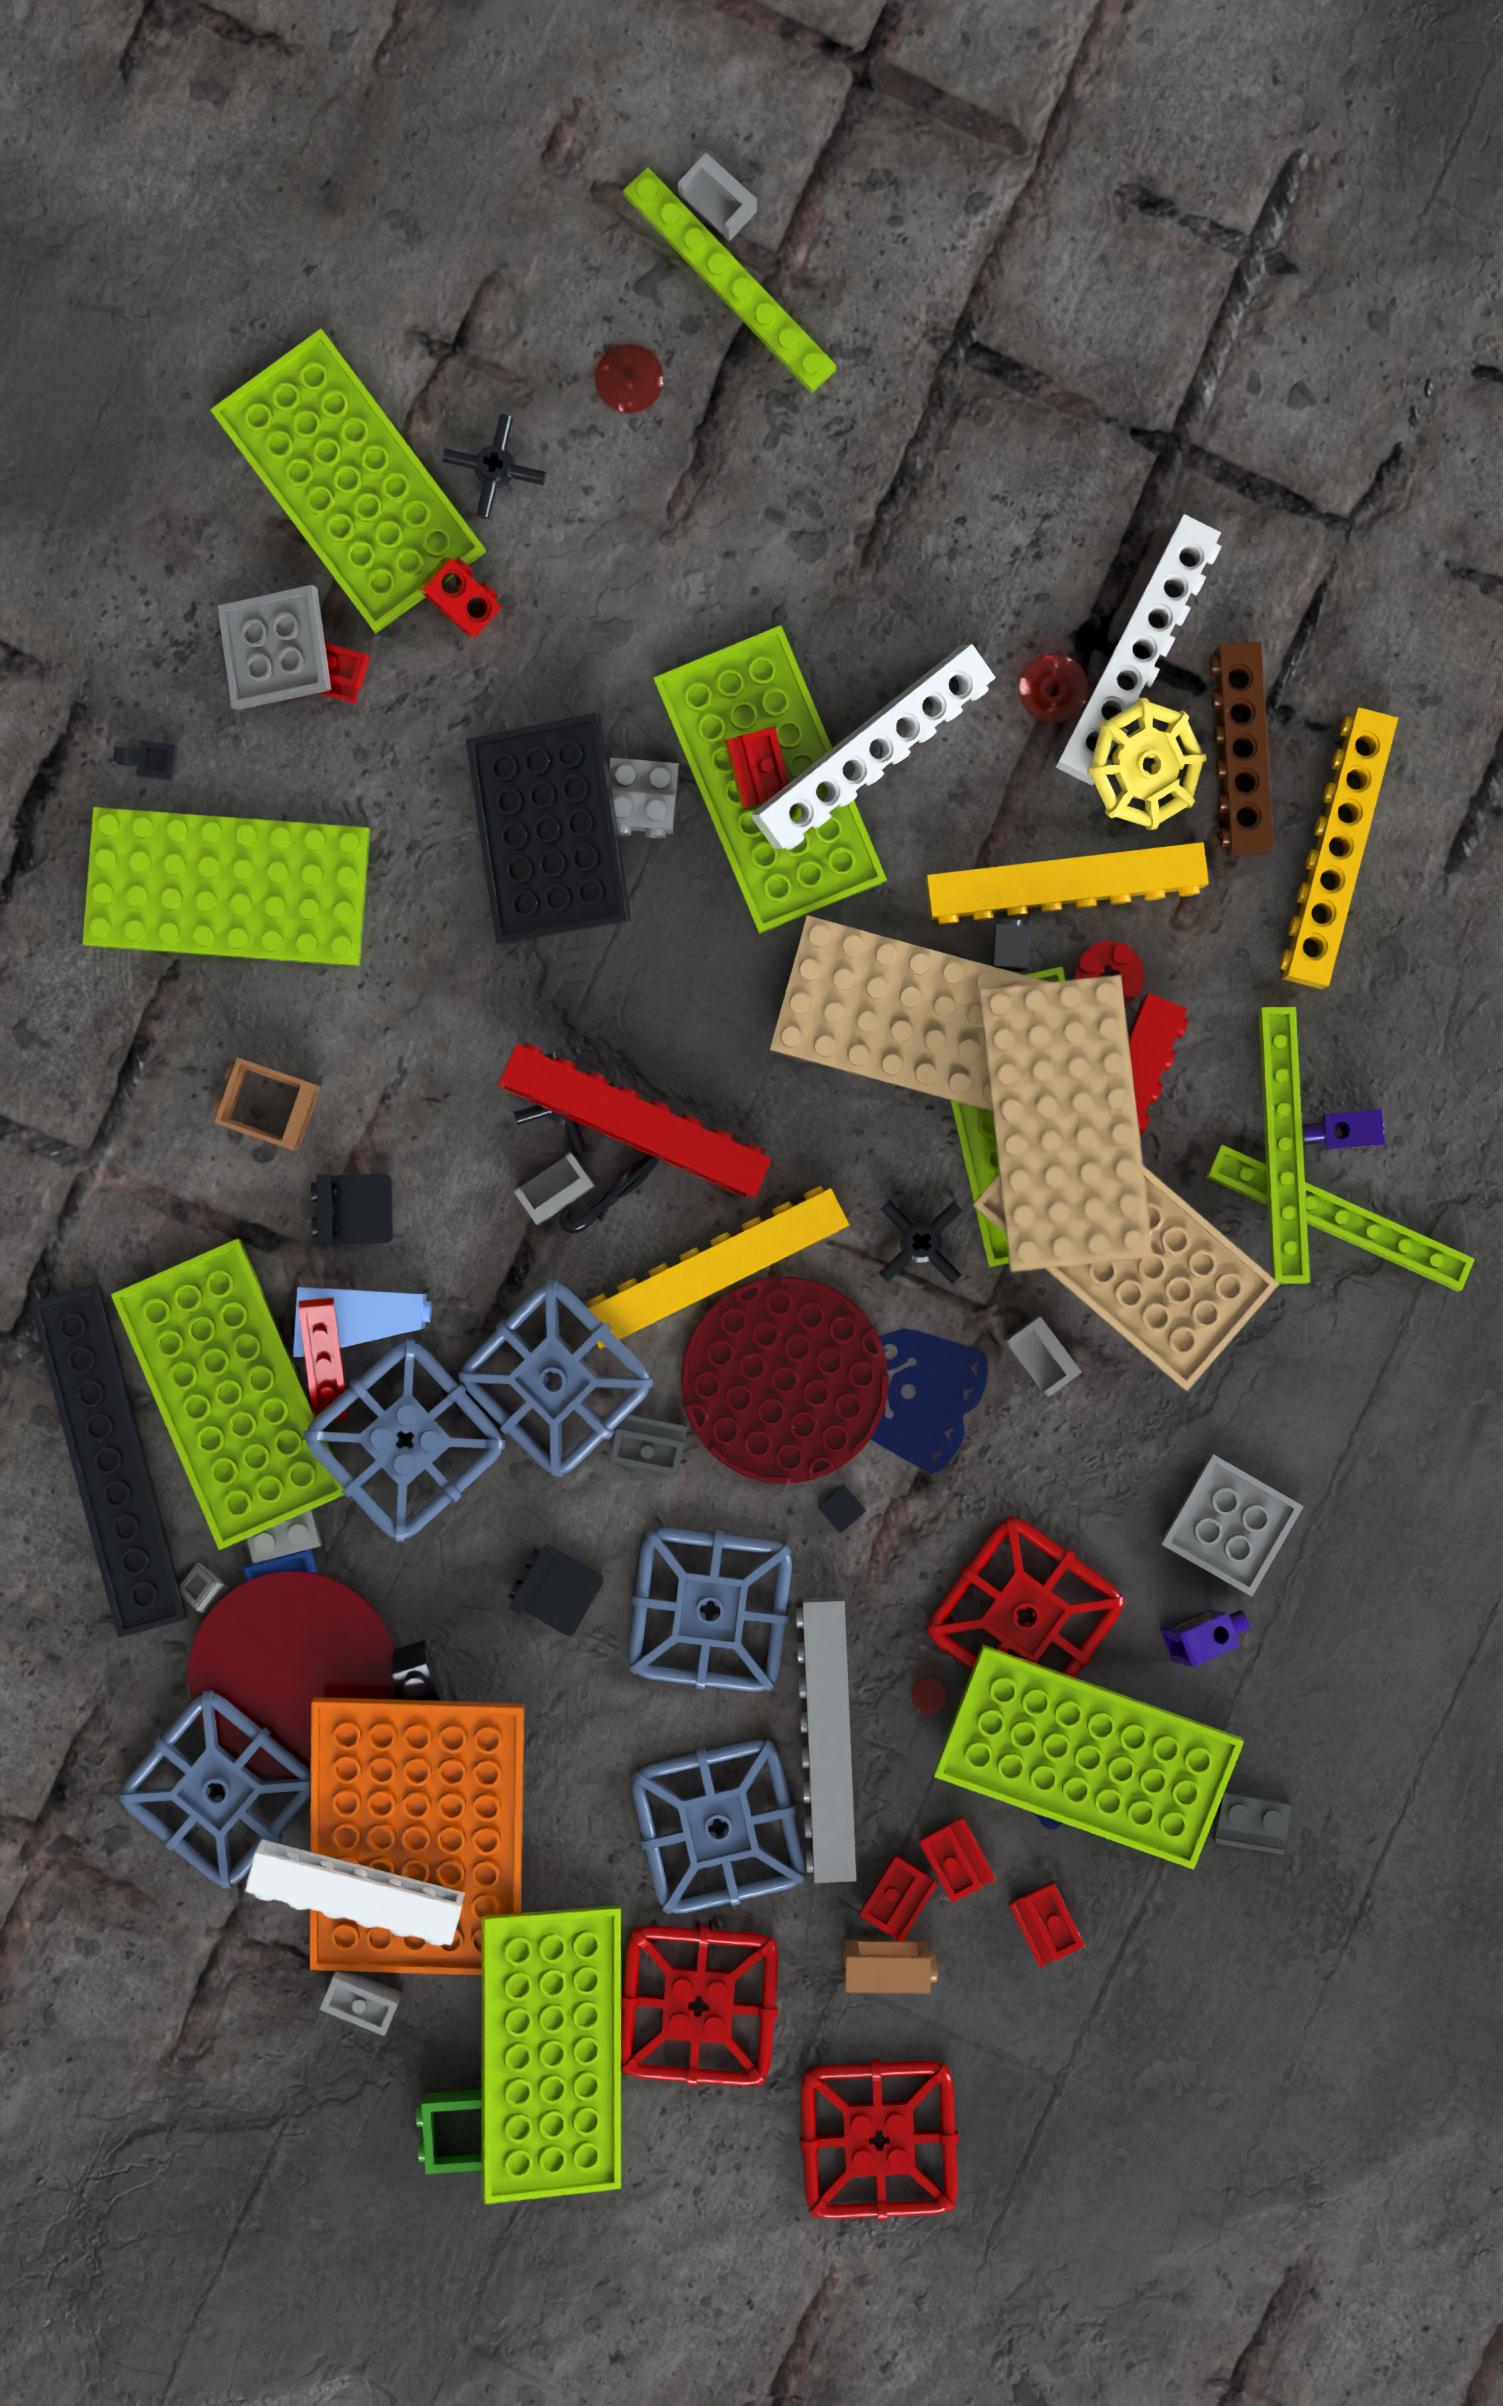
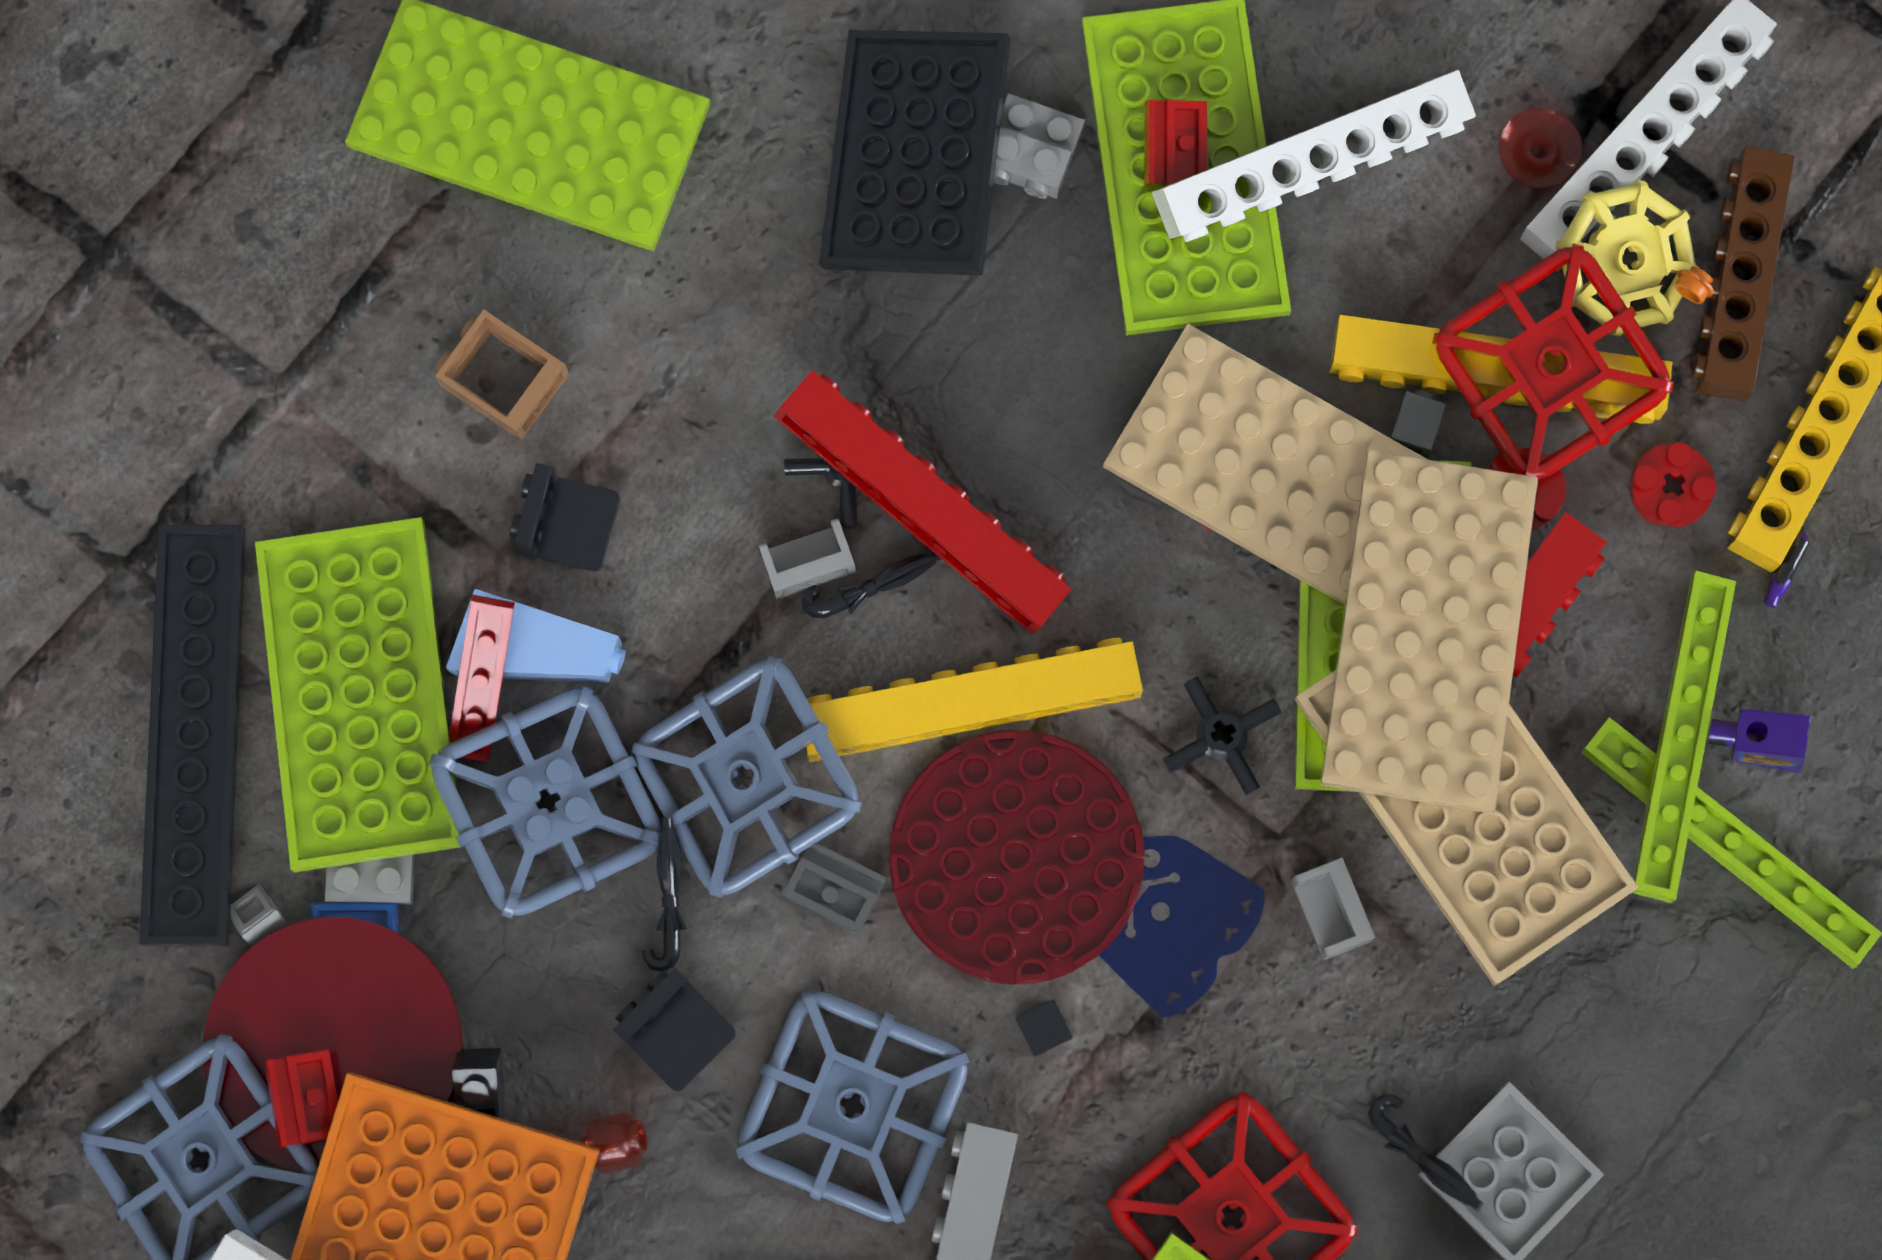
camera: 15 degrees right, 10 degrees down
(281, 1724) = (302, 1097): none -> red plate
(528, 1507) = (669, 876): none -> black piece
(535, 1687) = (620, 1141): none -> clear red head
(1132, 871) = (1555, 334): none -> red plate
(1141, 1522) = (1435, 1169): none -> black piece
(1206, 772) = (1694, 285): none -> orange plate
(1246, 939) = (1677, 462): none -> red plate
(1331, 993) = (1782, 579): none -> black piece

